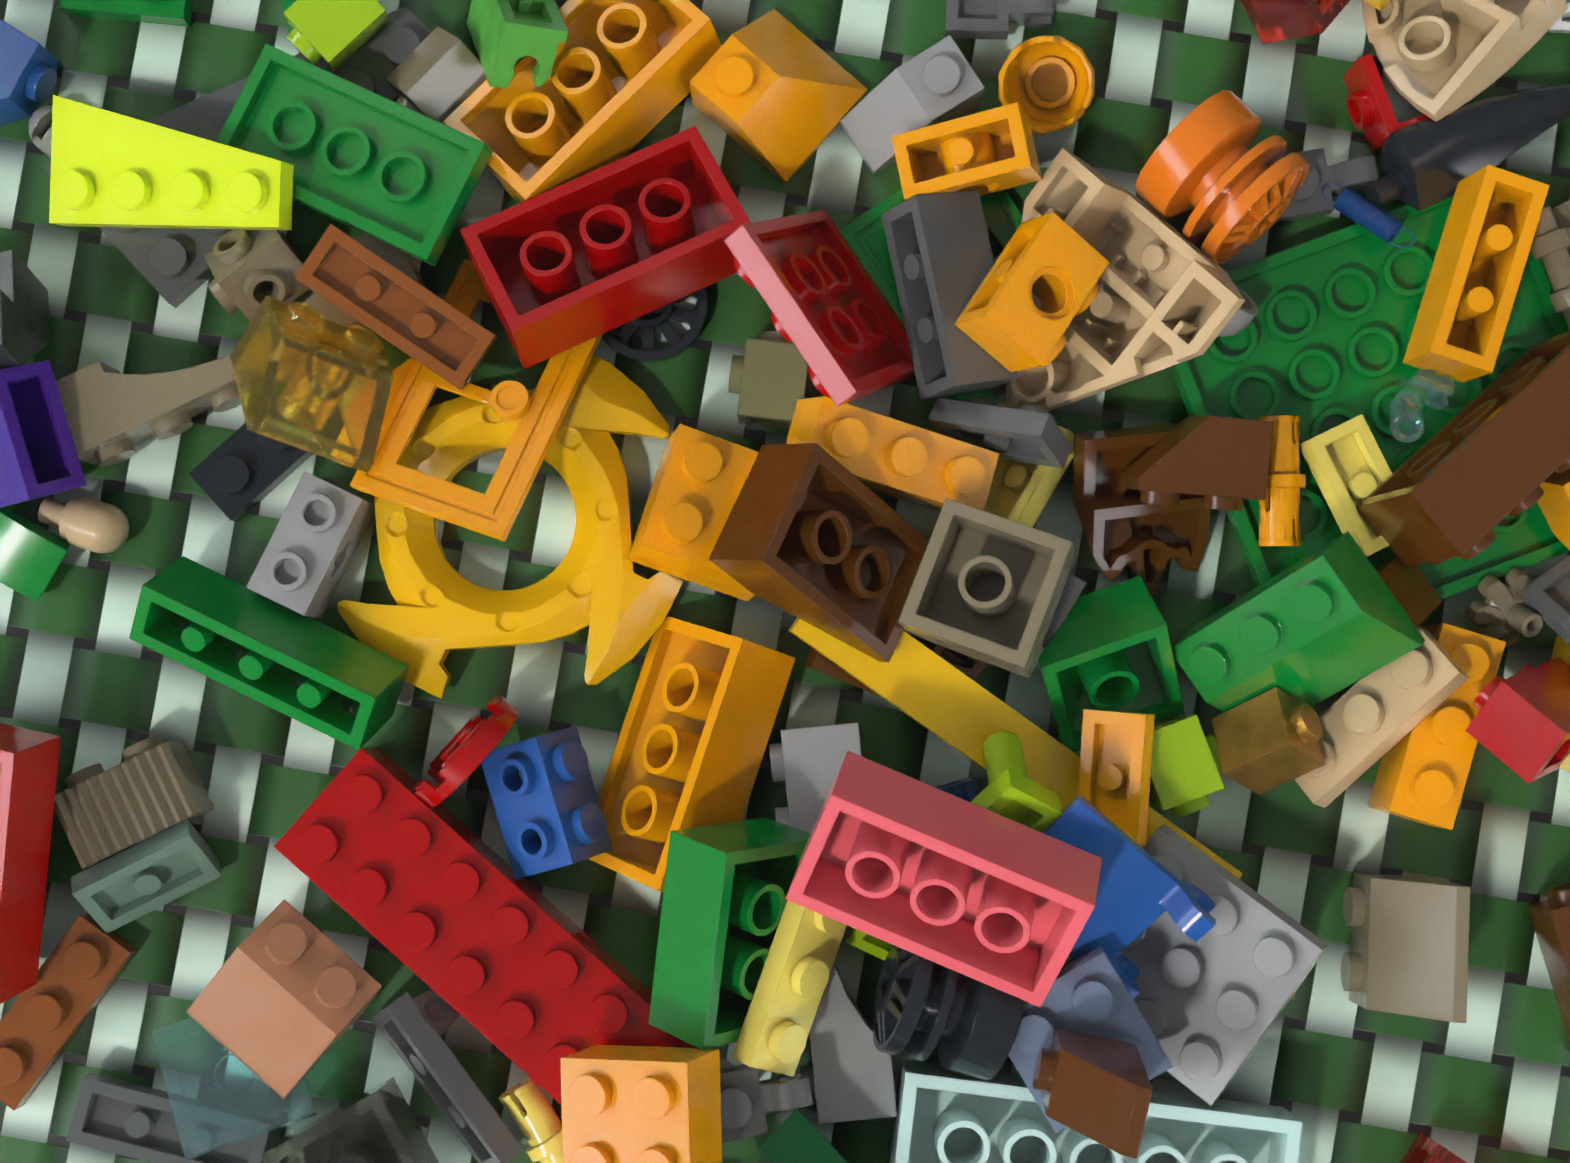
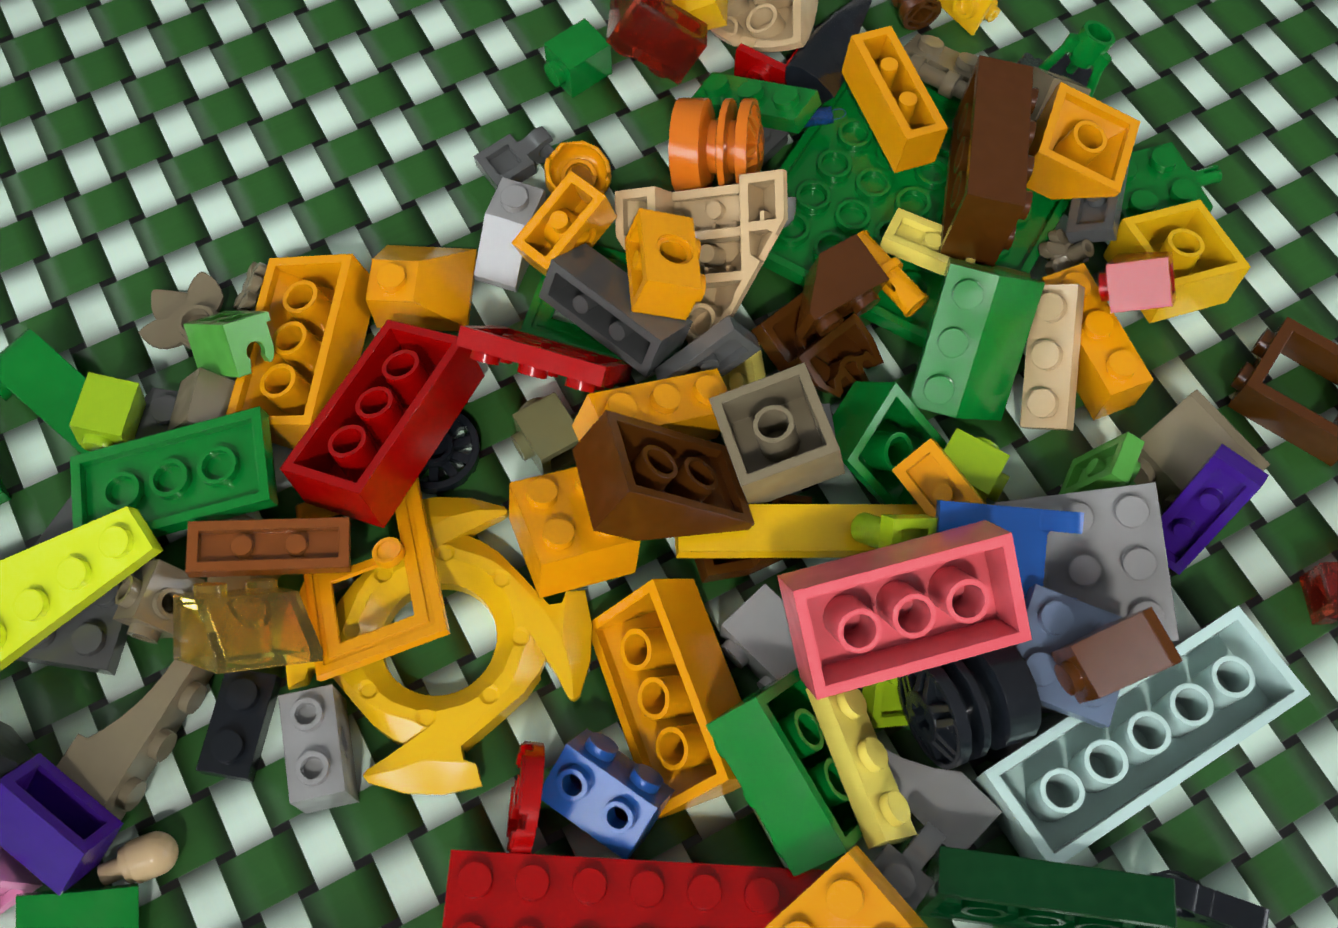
camera: 40 degrees left, 20 degrees down
(268, 652) = (334, 840): green brick -> none
(1268, 741) = (1010, 411): pearl gold brick -> none
(1304, 879) = (1105, 466): none -> bright green plate
(1316, 125) = (780, 105): none -> green plate
(1363, 1006) = (1208, 505): none -> dark purple plate
(1407, 406) = (922, 183): clear light blue arm -> none

